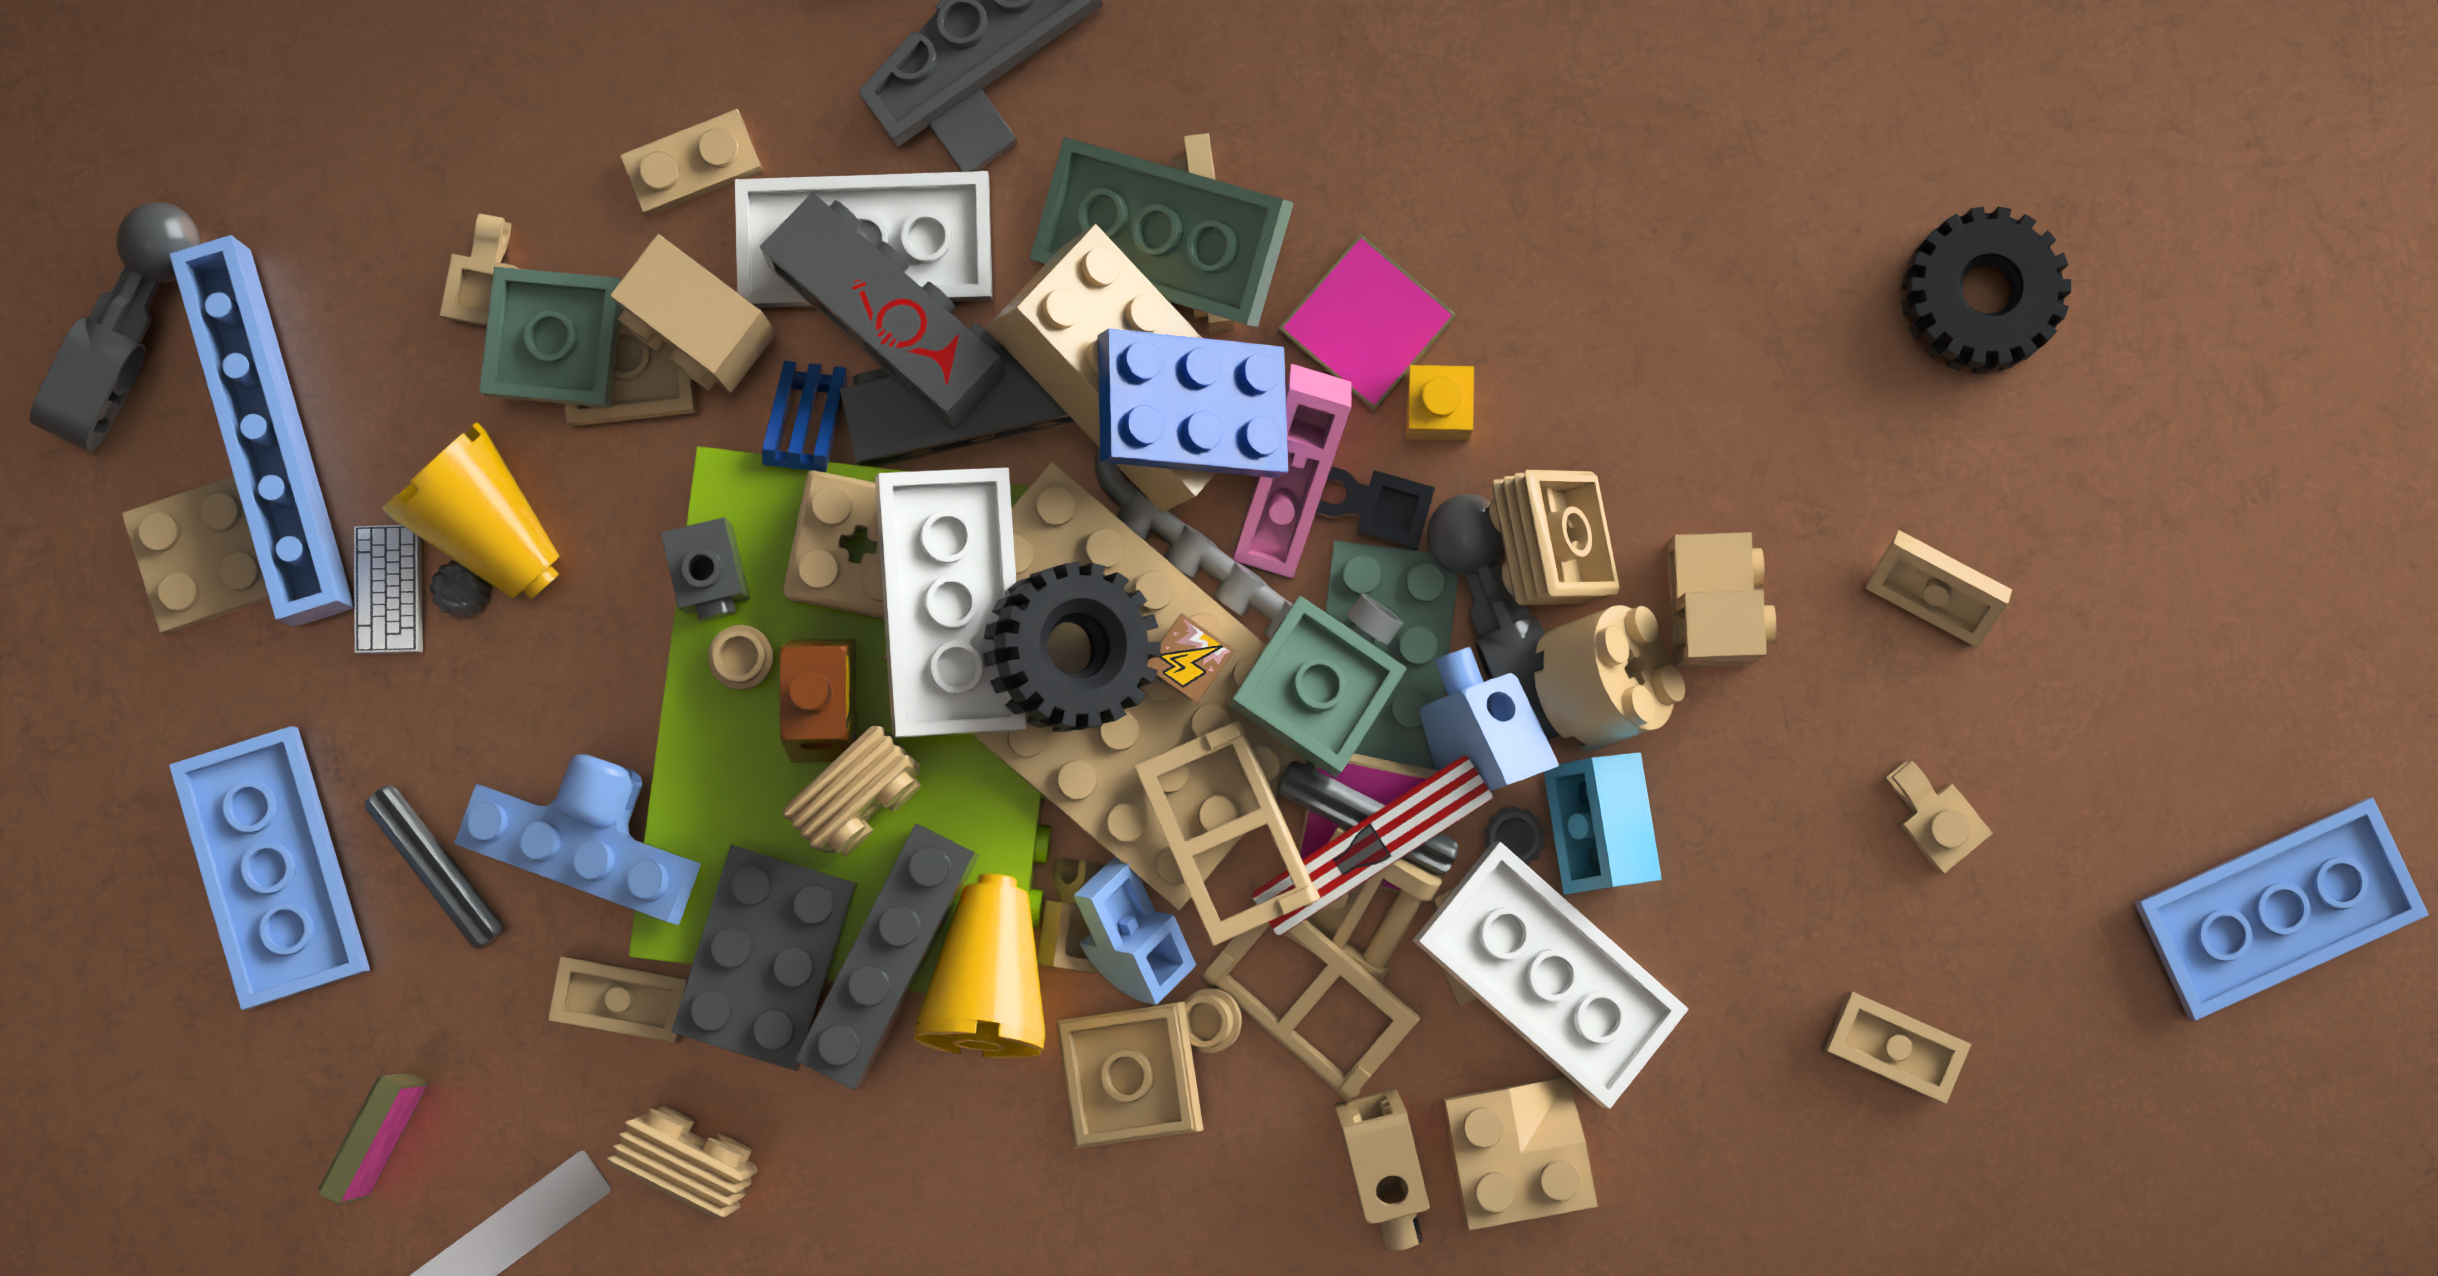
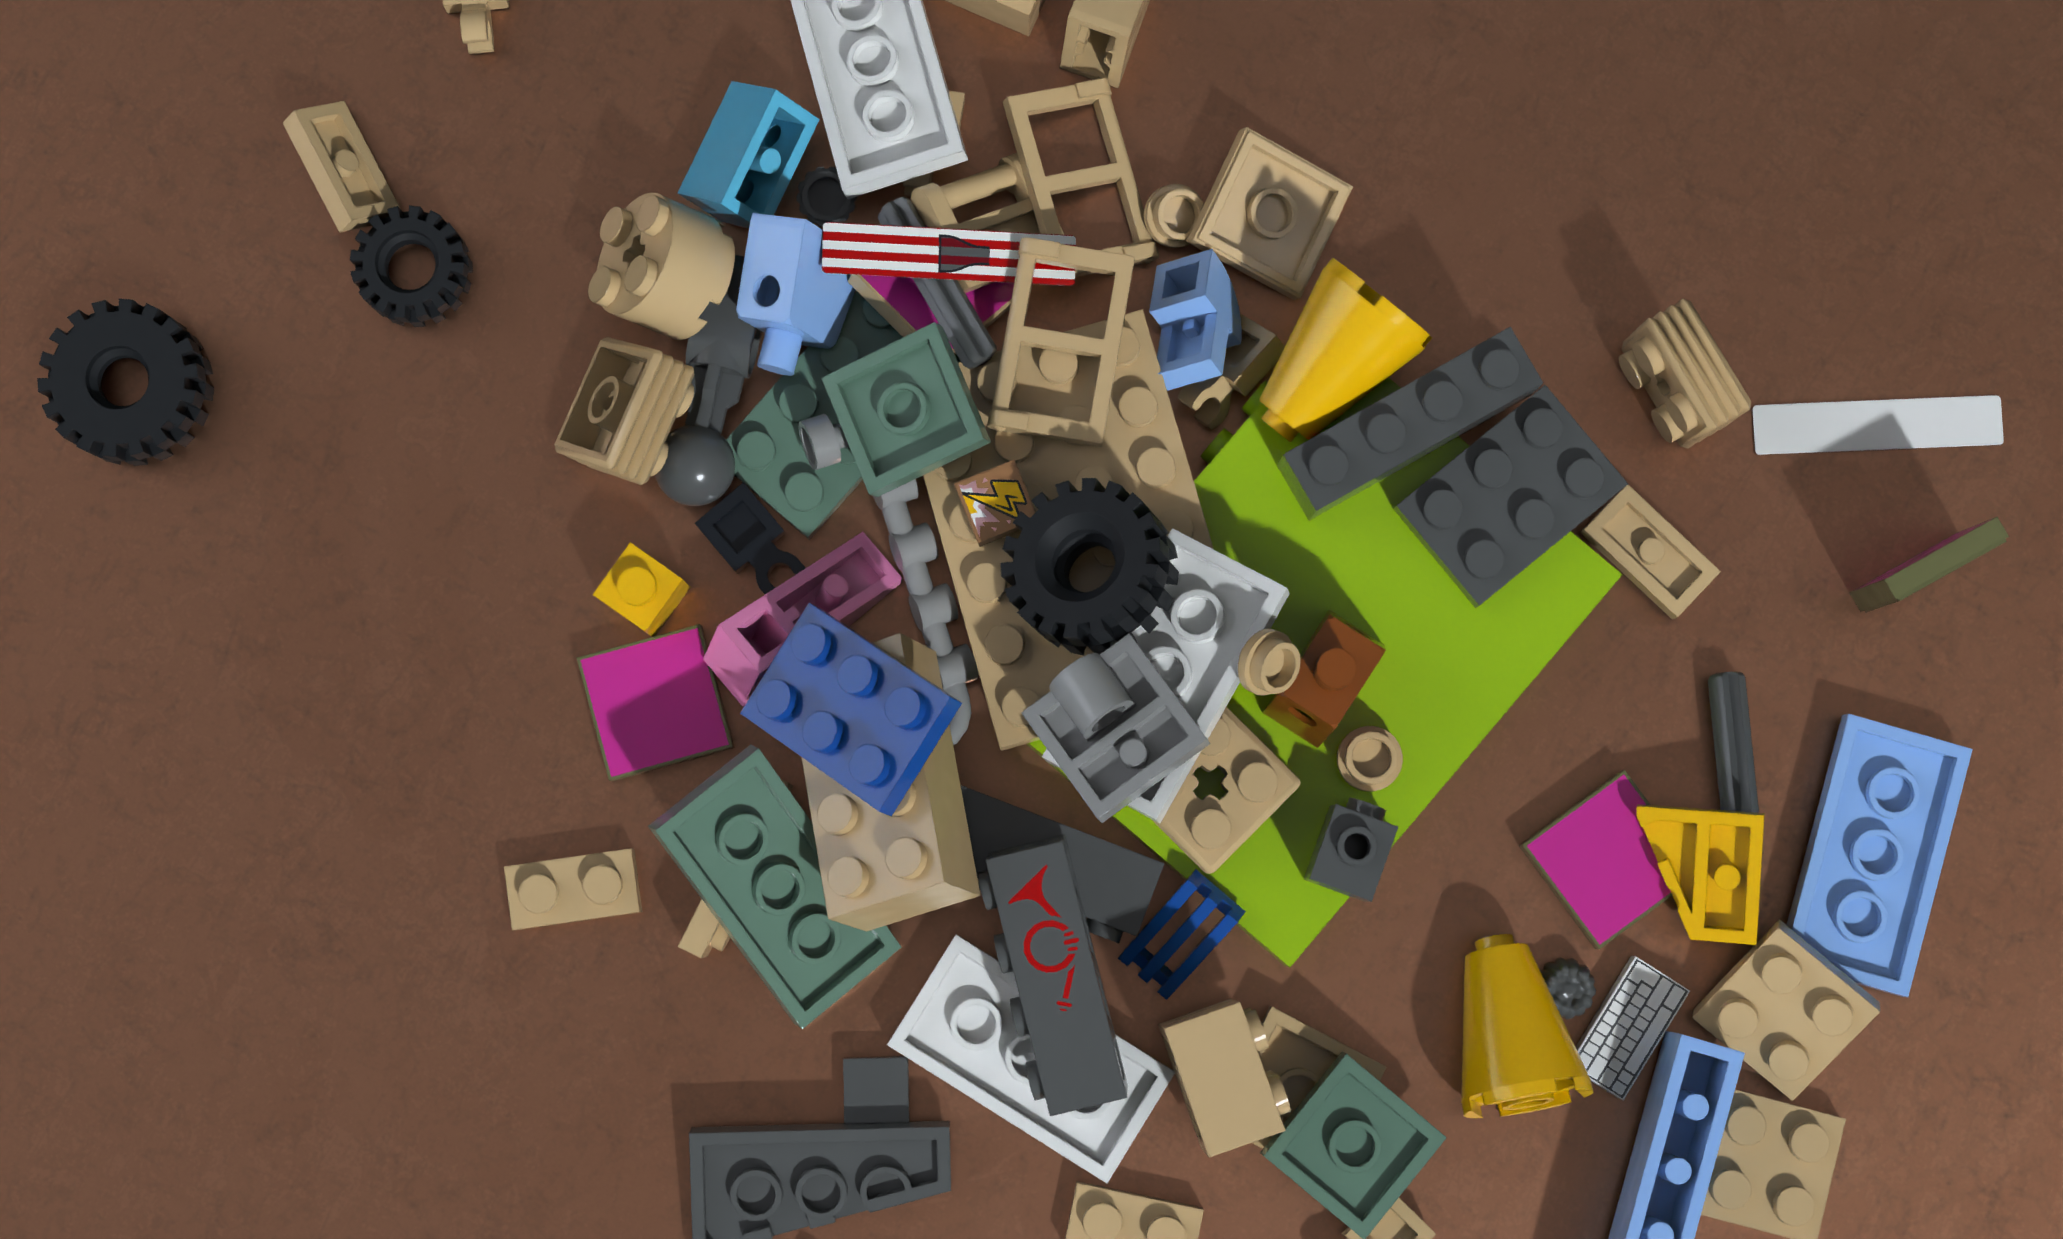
camera: 150 degrees left, 0 degrees up
(264, 687) = (1786, 1010): none -> tan plate
(401, 762) = (1710, 867): none -> yellow wing
(490, 719) = (1600, 861): none -> dark pink tile
(582, 839) = (1598, 697): light blue plate -> none
(852, 791) = (1371, 570): tan brick -> none
(869, 661) = (1268, 663): none -> tan plate
(961, 524) = (1114, 726): none -> light grey plate
(1330, 129) = (573, 889): none -> tan plate
(1714, 601) = (534, 270): tan brick -> none
(1857, 532) = (385, 239): none -> black tyre

